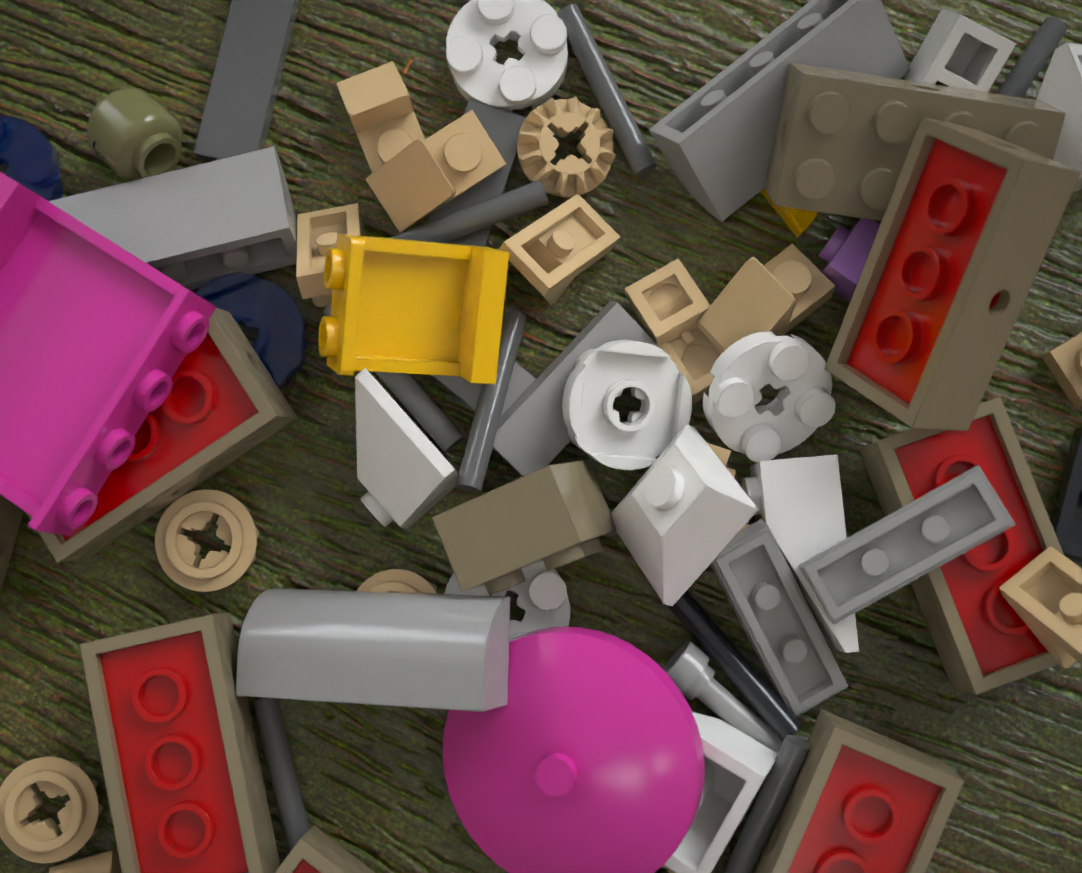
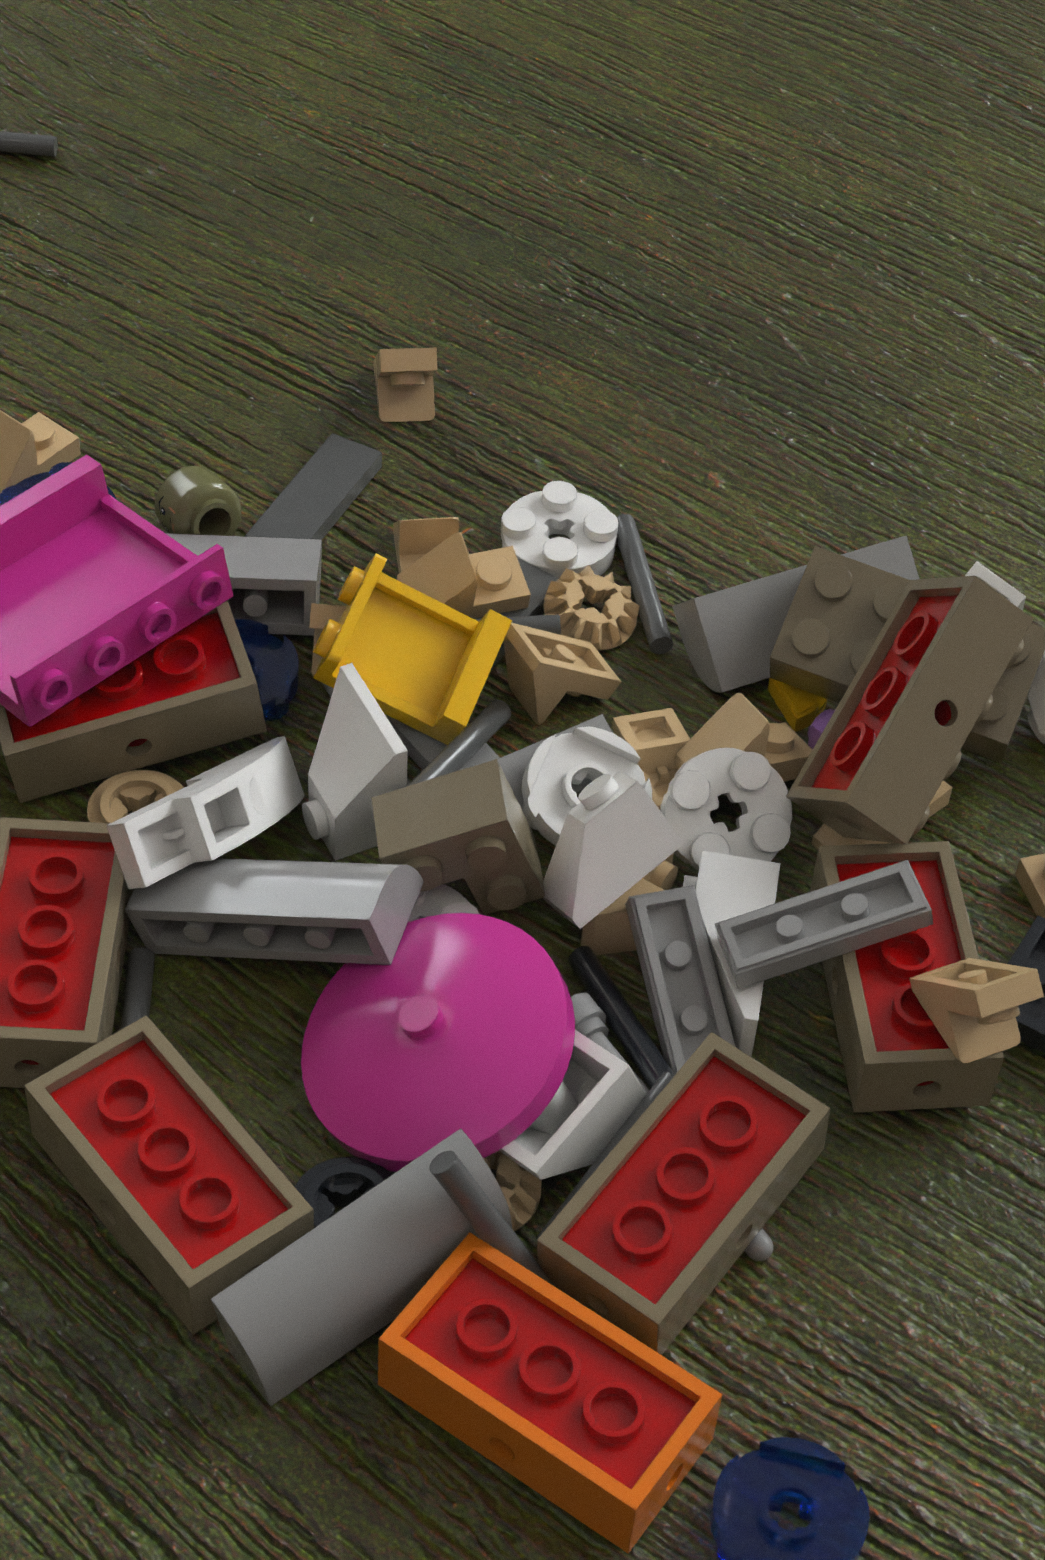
camera: 10 degrees right, 35 degrees down
(290, 574) = (209, 815): none -> white slope

